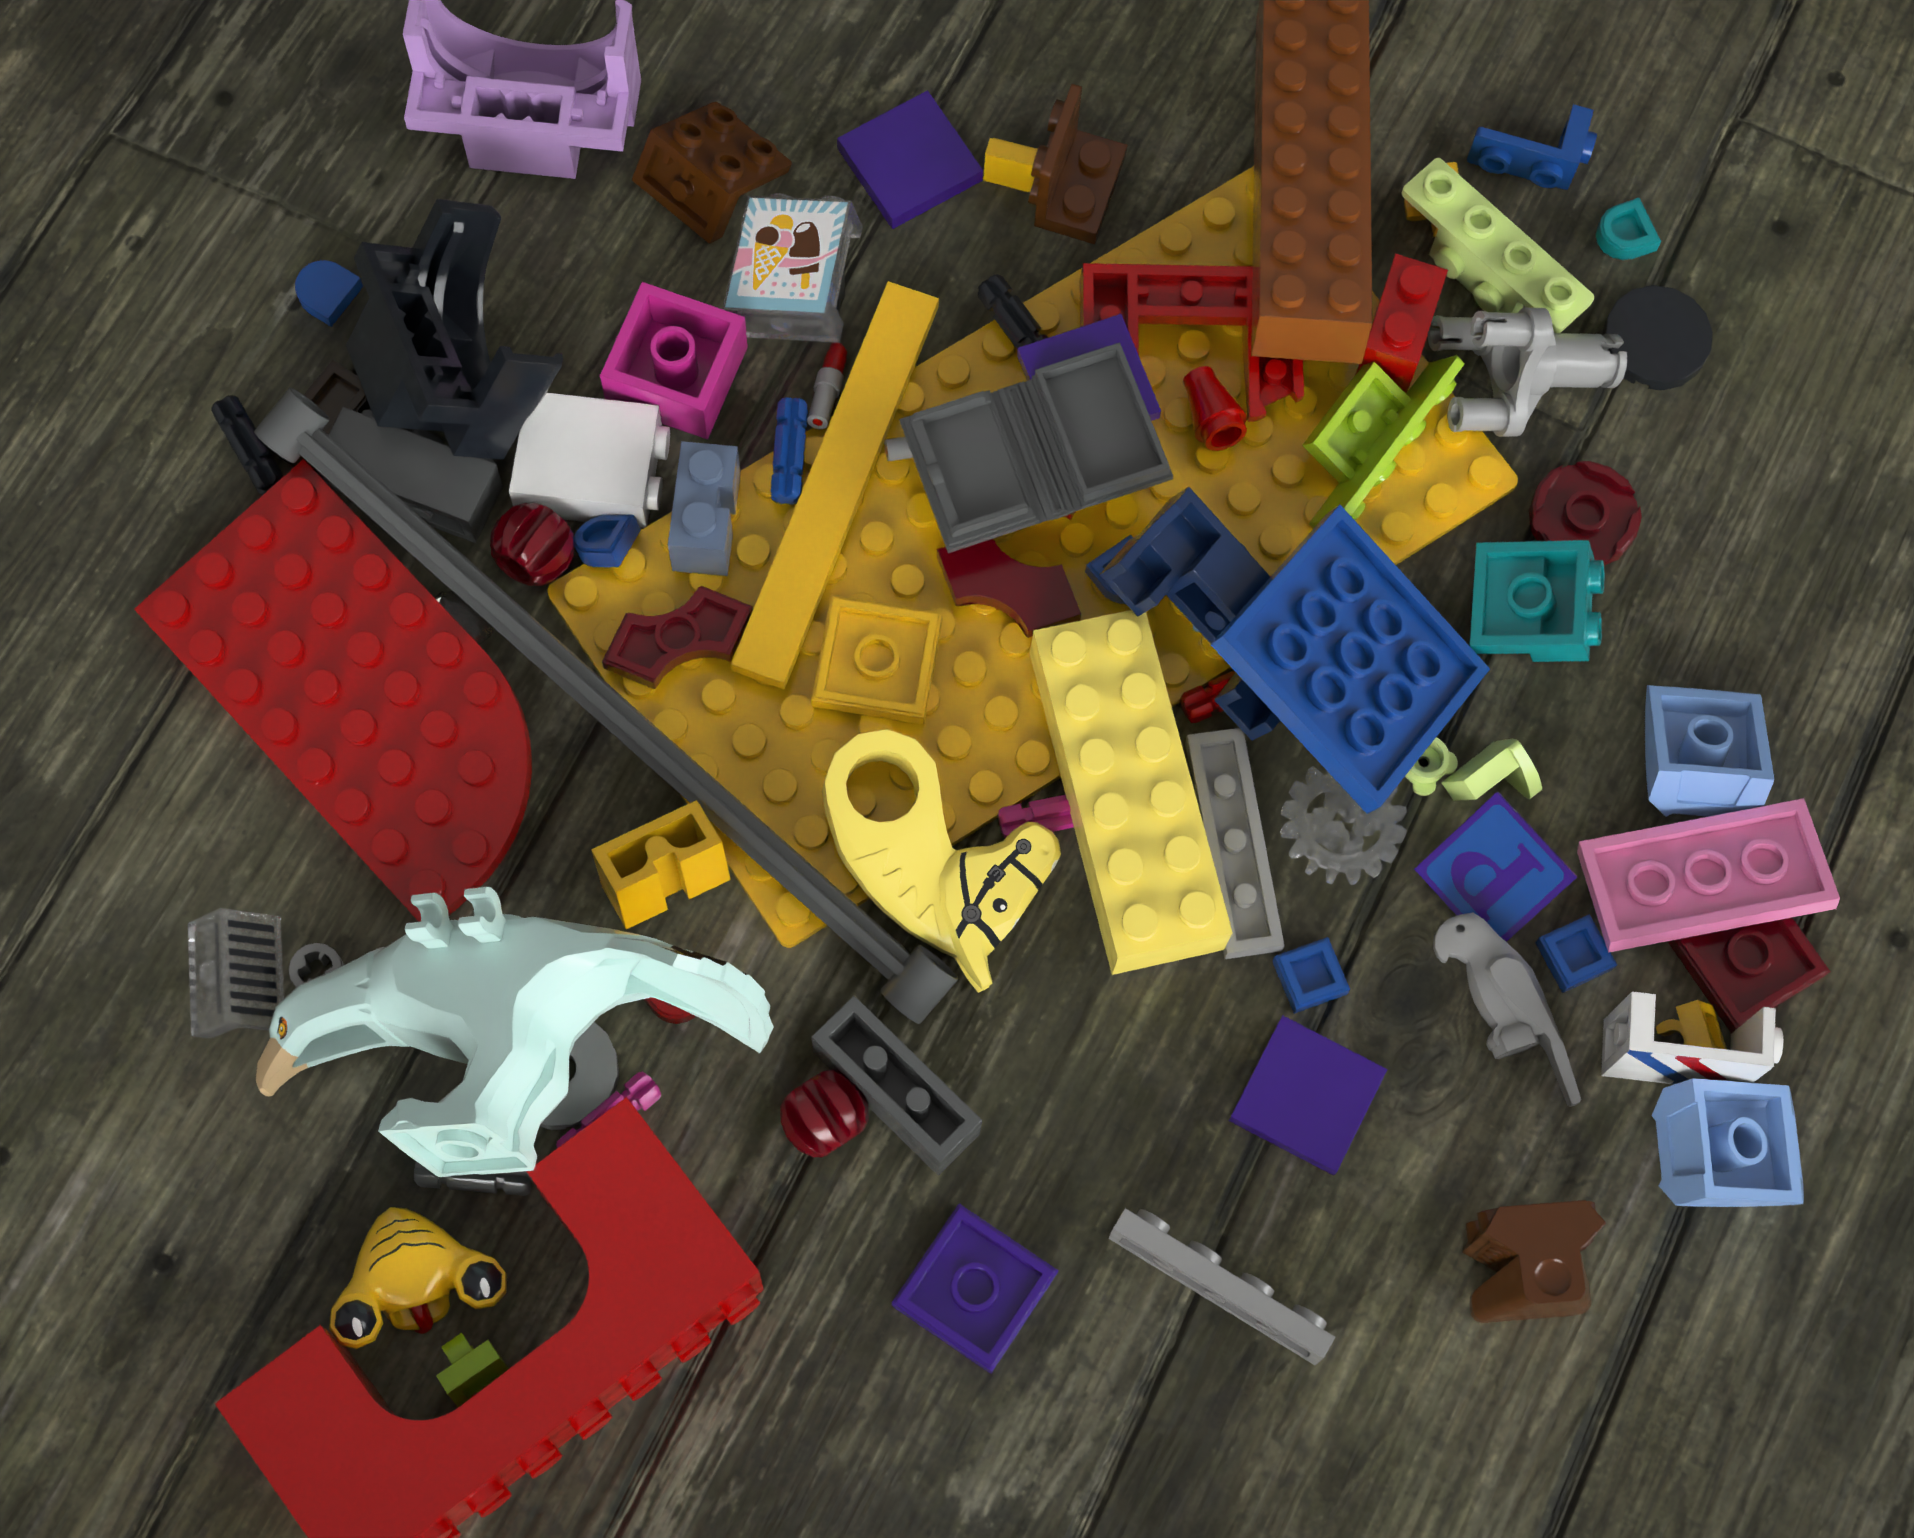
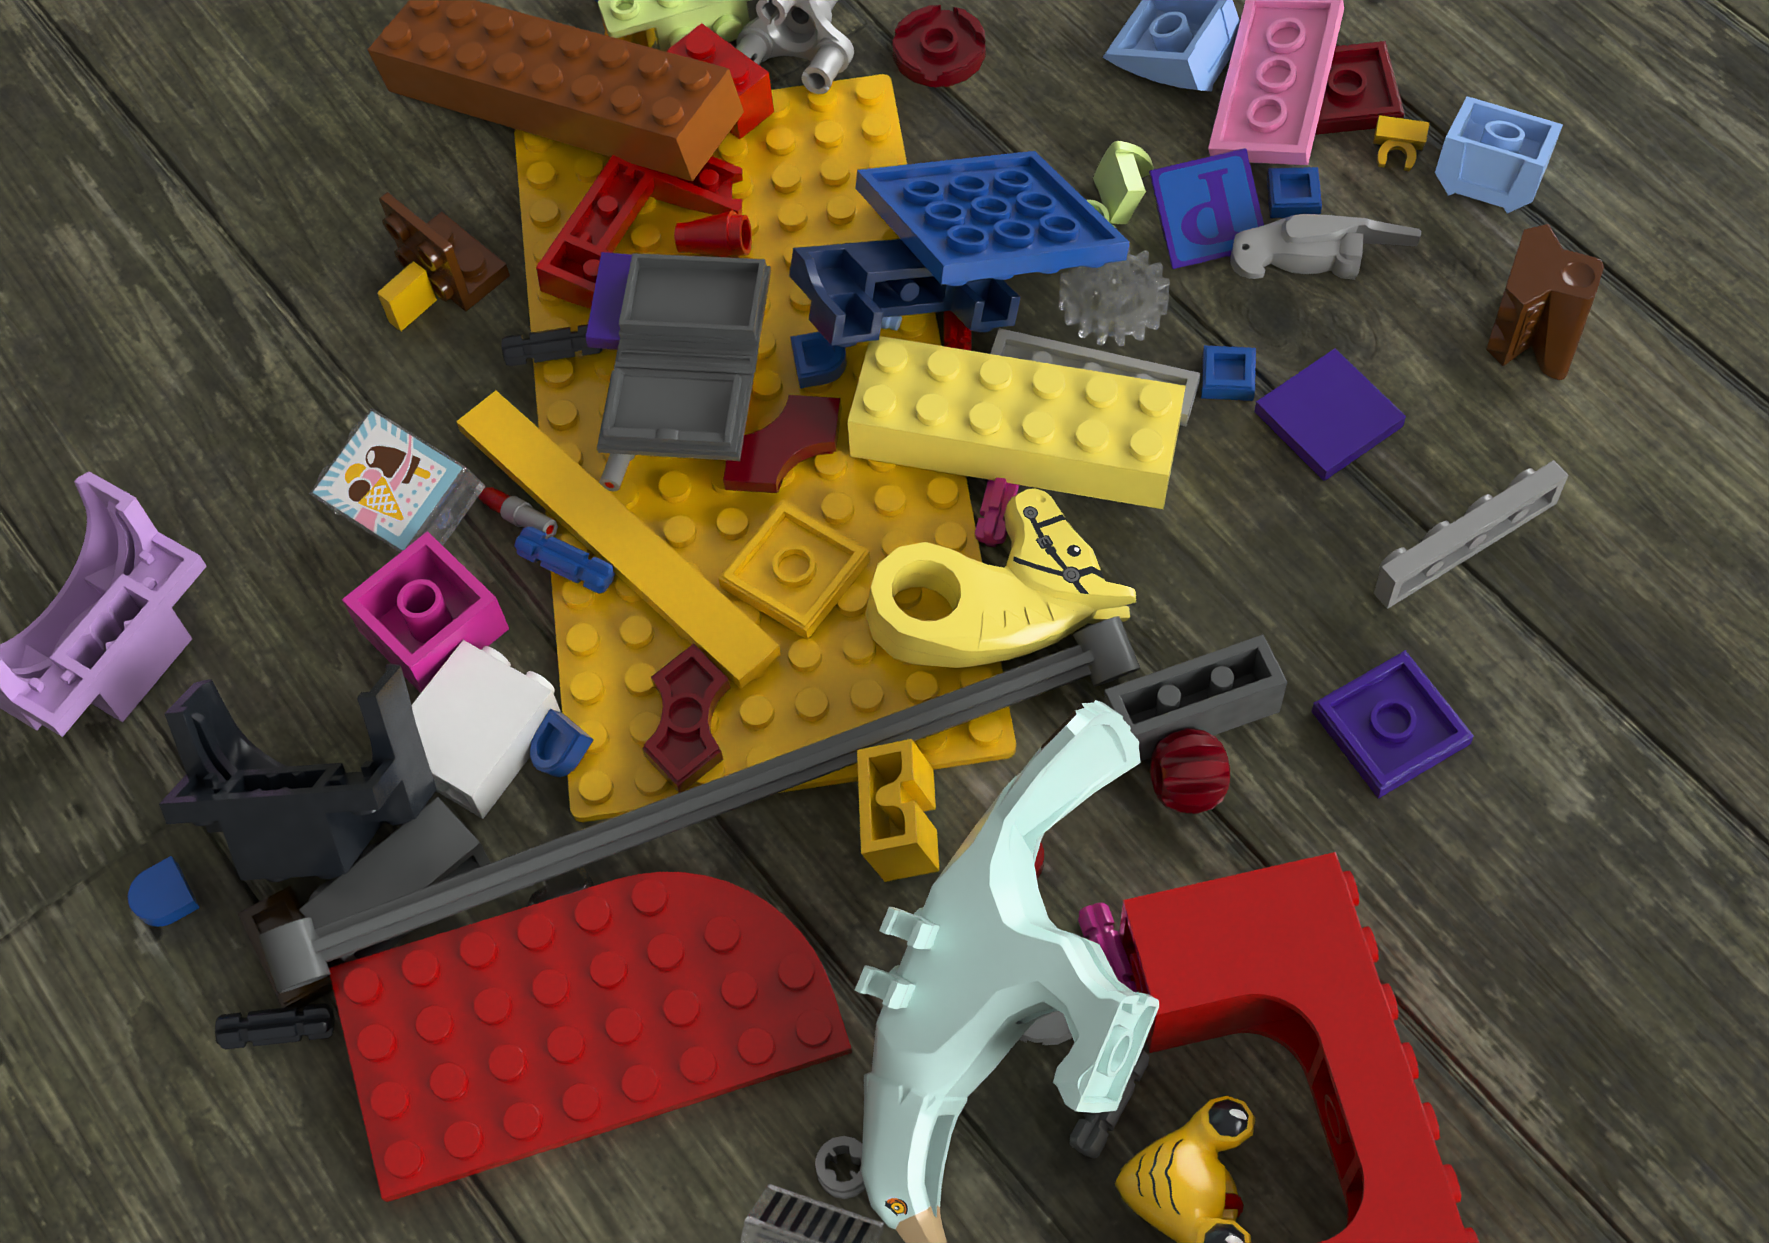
camera: 55 degrees left, 10 degrees down
(470, 1368) = (1305, 1171): lime tile -> none
(532, 544) = (528, 804): dark red piece -> none
(702, 508) = (597, 651): sand blue brick -> none
(704, 165) = (256, 526): reddish brown bracket -> none
(910, 159) = (347, 373): dark purple tile -> none
(1370, 428) = (802, 138): lime bracket -> none
(1536, 599) = (996, 94): teal plate -> none
(1634, 1055) = (1397, 162): white panel -> none

